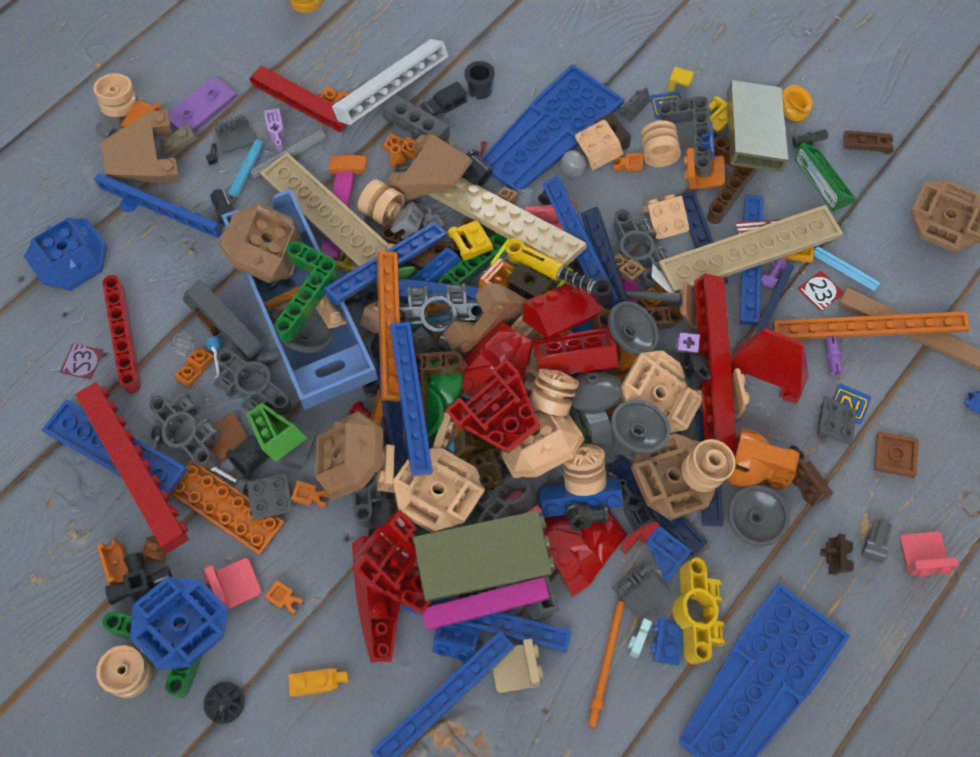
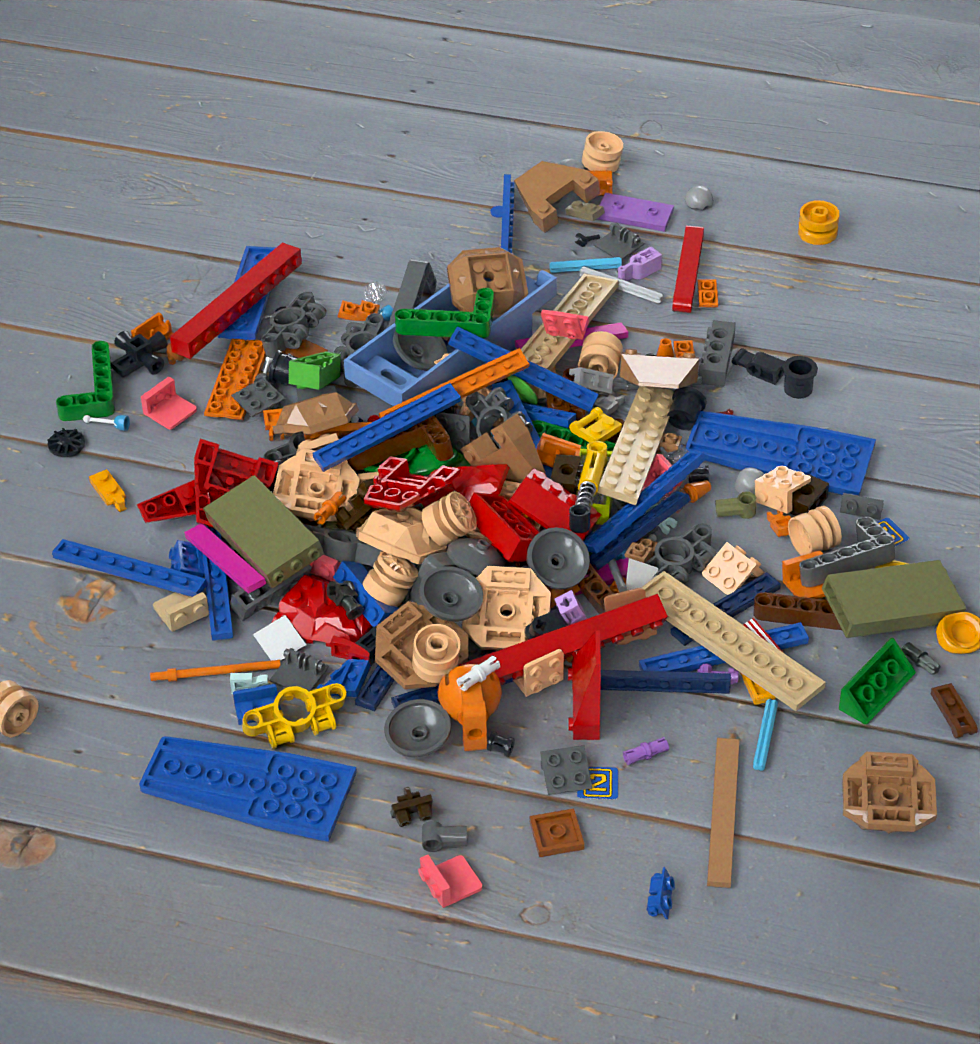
camera: 65 degrees right, 20 degrees down
(67, 254) = (421, 192): blue piece -> none
(81, 361) = (326, 246): clear purple sticker -> none
(123, 340) = (362, 255): red beam -> none
(124, 672) = (62, 371): light nougat wheel -> none
(167, 606) = (112, 373): blue piece -> none
(215, 55) = (699, 197): none -> light grey hair
(221, 203) = (535, 263): black piece -> none
(229, 639) = (120, 422): none -> dark azure hinge
(282, 596) = (172, 440): orange plate -> none
(342, 207) = (564, 324): none -> coral bracket
(348, 163) = (635, 325): orange slope -> none
(390, 81) = (747, 314): white brick -> none
(480, 486) = (329, 507): none -> orange pin
(595, 592) = (278, 637): none -> white sticker
(598, 183) = (743, 506): none -> olive piece
(681, 77) = (920, 525): yellow panel -> none
(710, 144) = (836, 558): blue piece -> none
(761, 440) = (478, 673): none -> white pin
(811, 483) = (477, 764): reddish brown bracket -> none
(820, 290) = (725, 723): sticker -> none
(873, 325) = (699, 768): orange plate -> none

